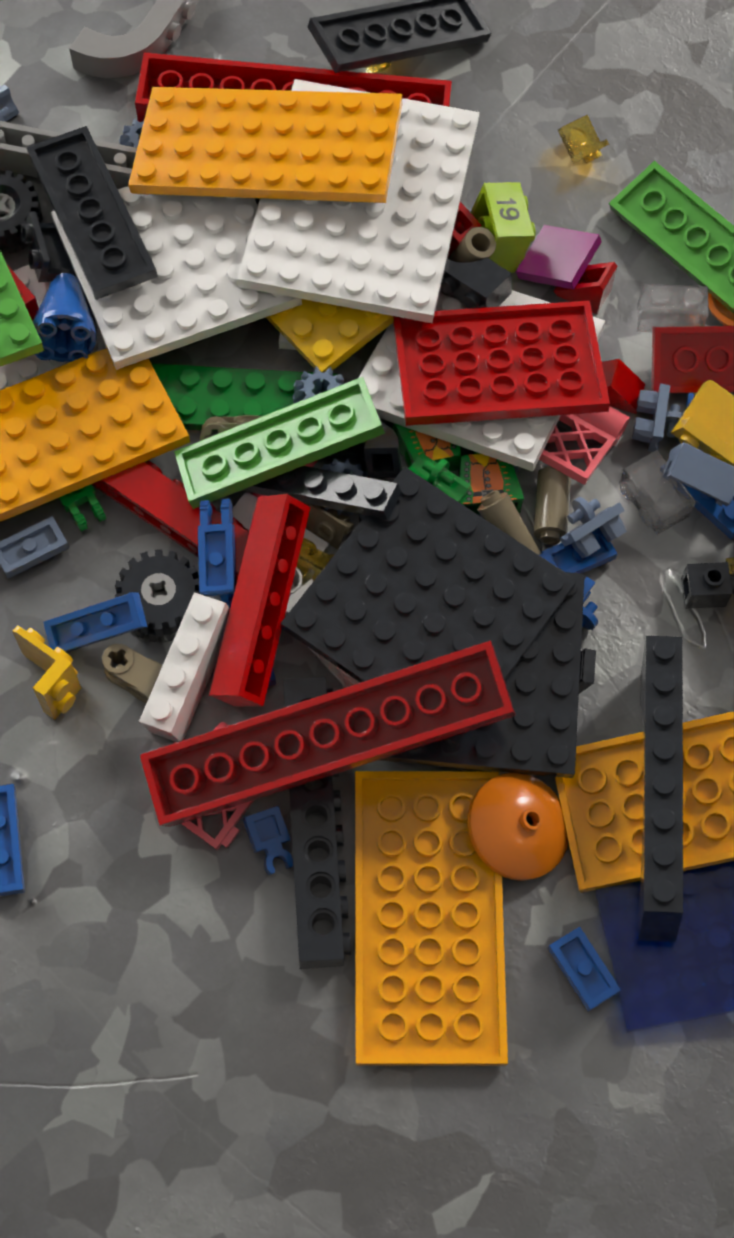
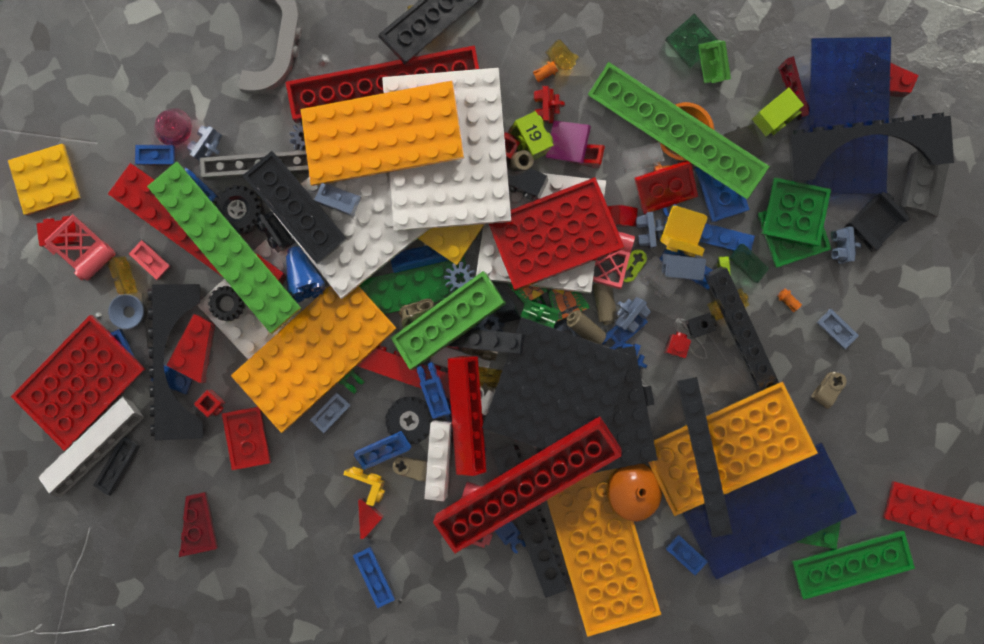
camera: 10 degrees left, 20 degrees up
(28, 735) = (368, 517): none -> red slope
(161, 219) = (337, 199): none -> sand blue hinge
(259, 355) = (416, 258): none -> blue plate
(545, 195) = (551, 104): none -> red hips
(551, 156) = (545, 71): none -> orange pin
(610, 462) = (636, 269): none -> lime beam
(659, 605) = (678, 345): none -> red brick

